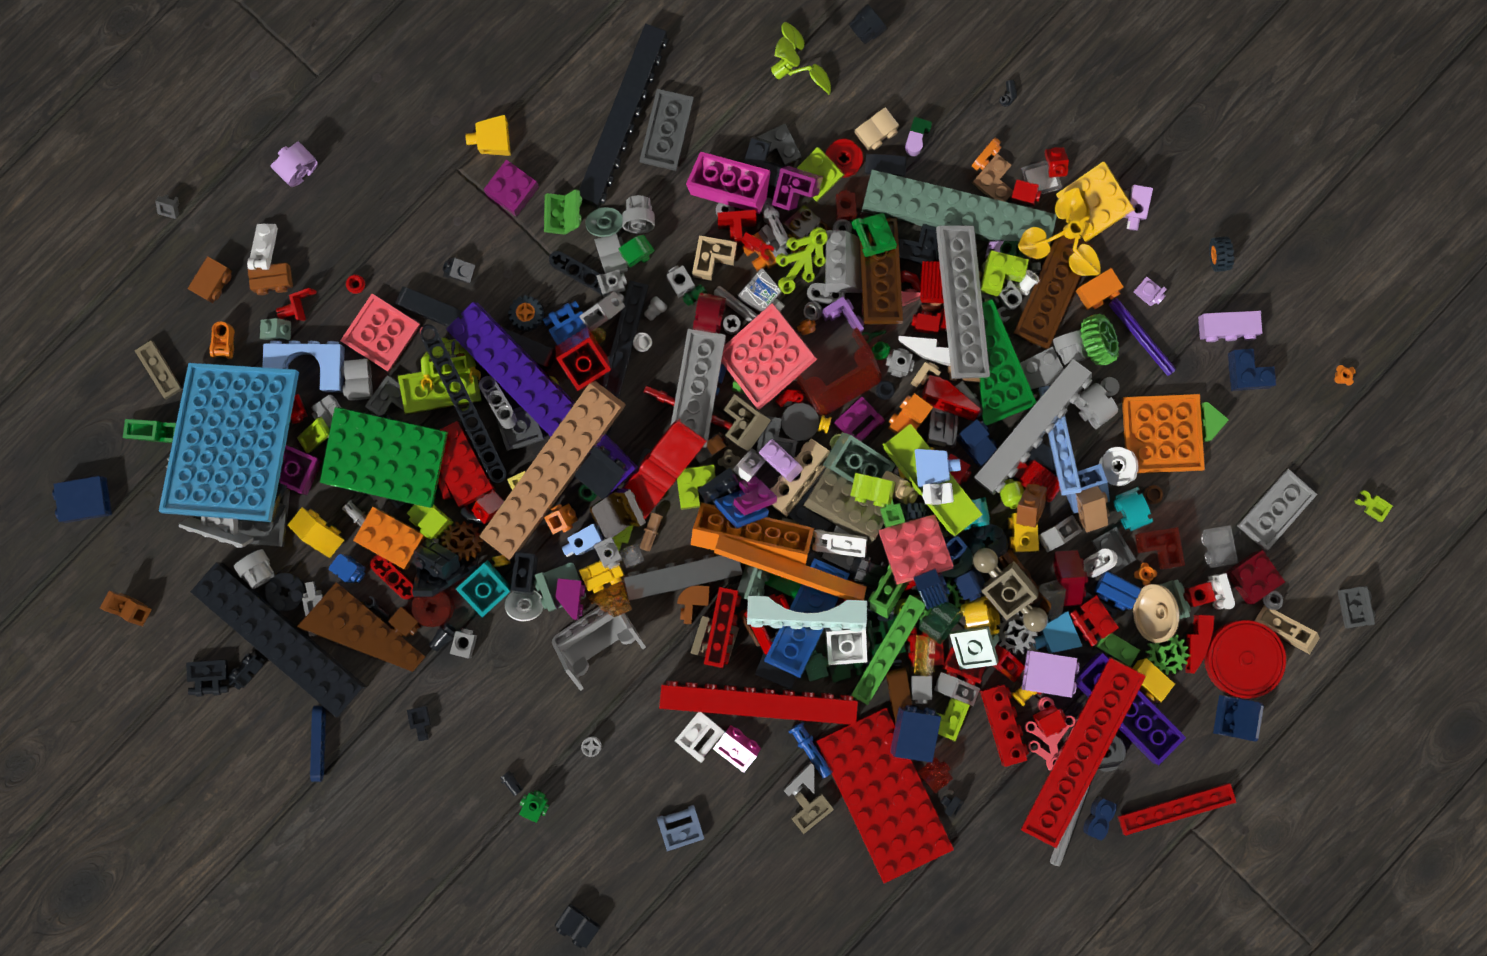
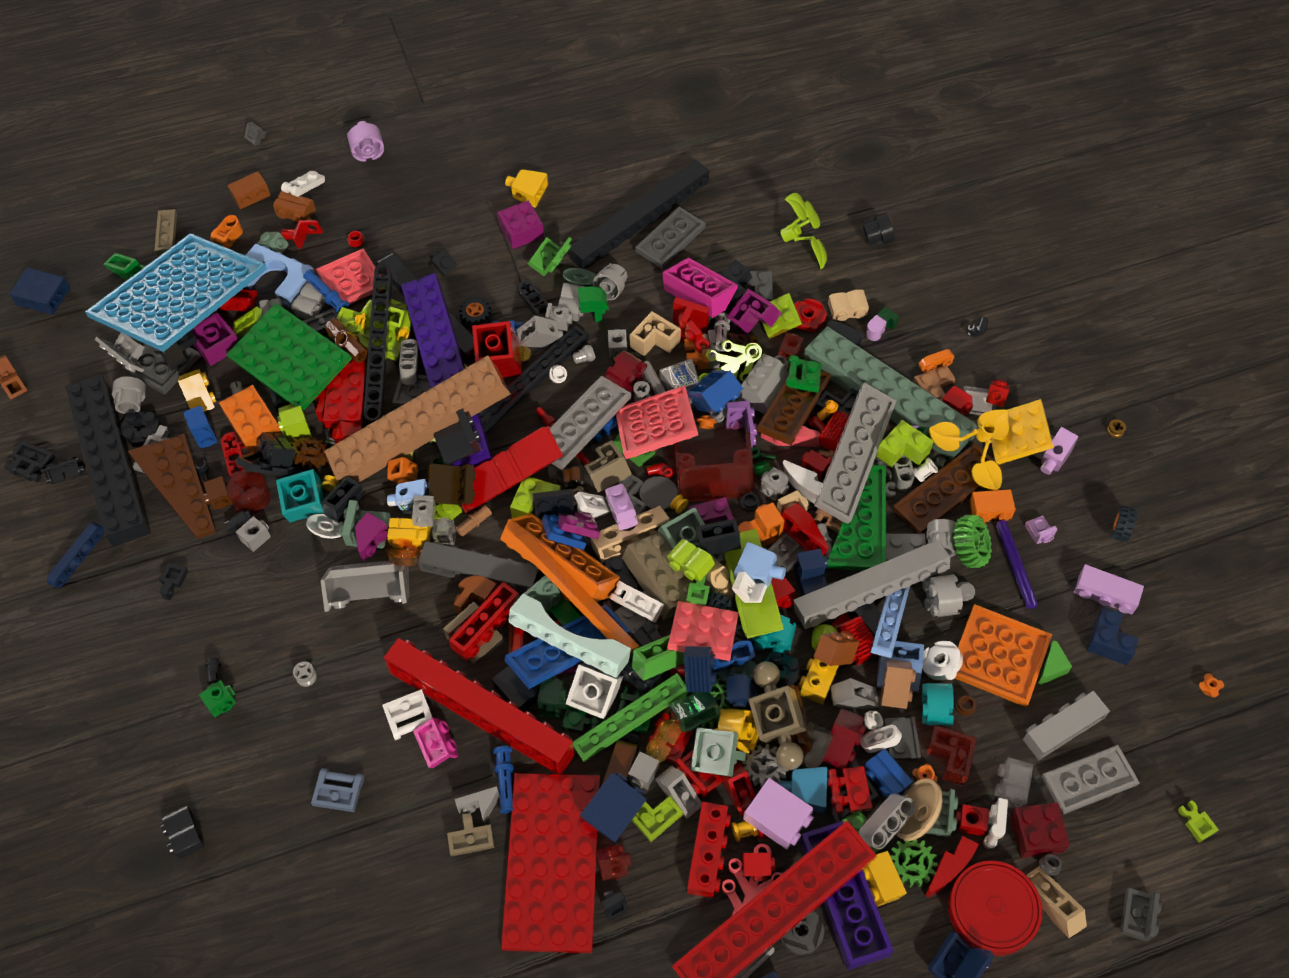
camera: 30 degrees right, 25 degrees down
(378, 368) = (331, 296): none -> blue pin
(430, 414) = (347, 340): none -> reddish brown piece
(806, 302) = (715, 391): none -> blue brick
(887, 456) = (719, 537): none -> black brick
(915, 261) = (831, 407): none -> light orange arm
(1084, 547) = (873, 720): none -> white plate
(1136, 634) = (887, 820): none -> light grey beam
(1172, 152) = (1121, 428): none -> pearl gold bush
(1242, 474) = (1065, 725): none -> light grey brick

